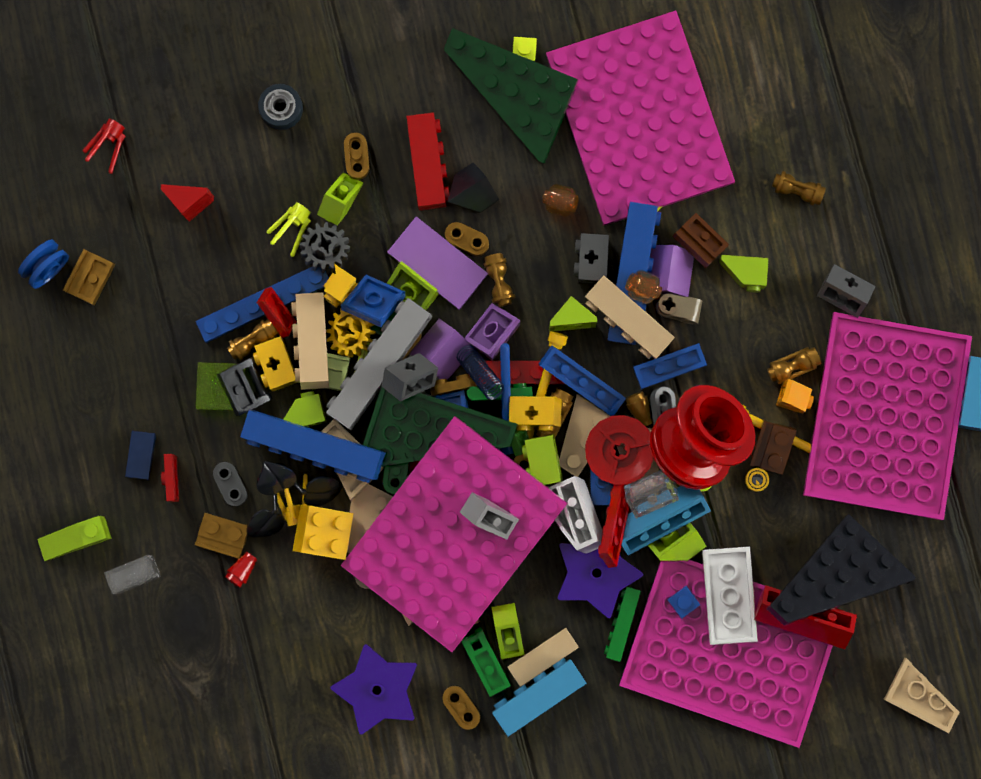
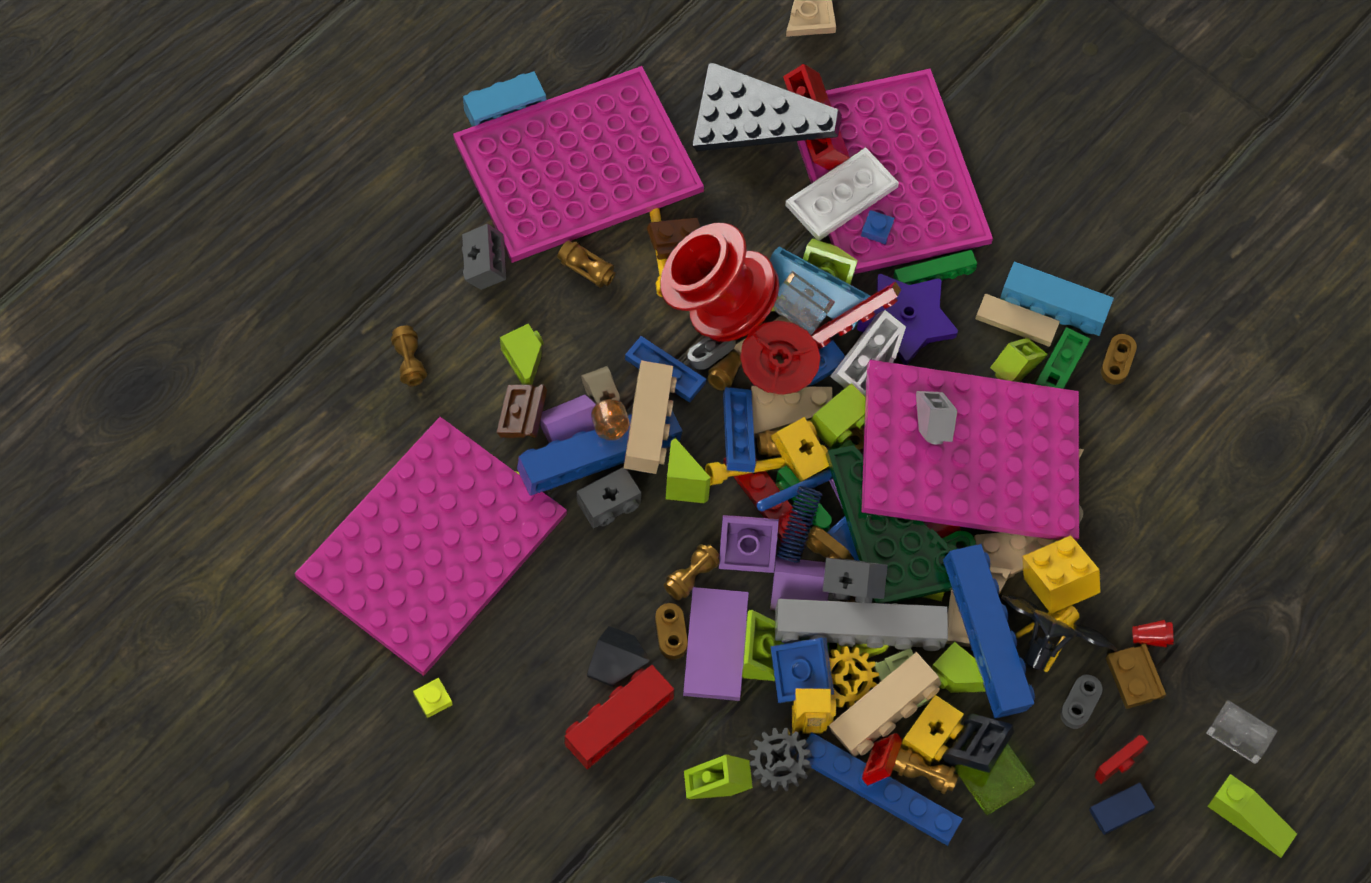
camera: 135 degrees left, 20 degrees down
(296, 215) = (766, 810): neon yellow plant -> none
(356, 156) = (660, 792): pearl gold plate -> none
(376, 671) = (1162, 438): dark purple plate -> none
(520, 90) = (480, 672): dark green wing -> none
(560, 200) = (570, 562): clear orange head -> none
(795, 396) = (618, 245): light orange slope -> none

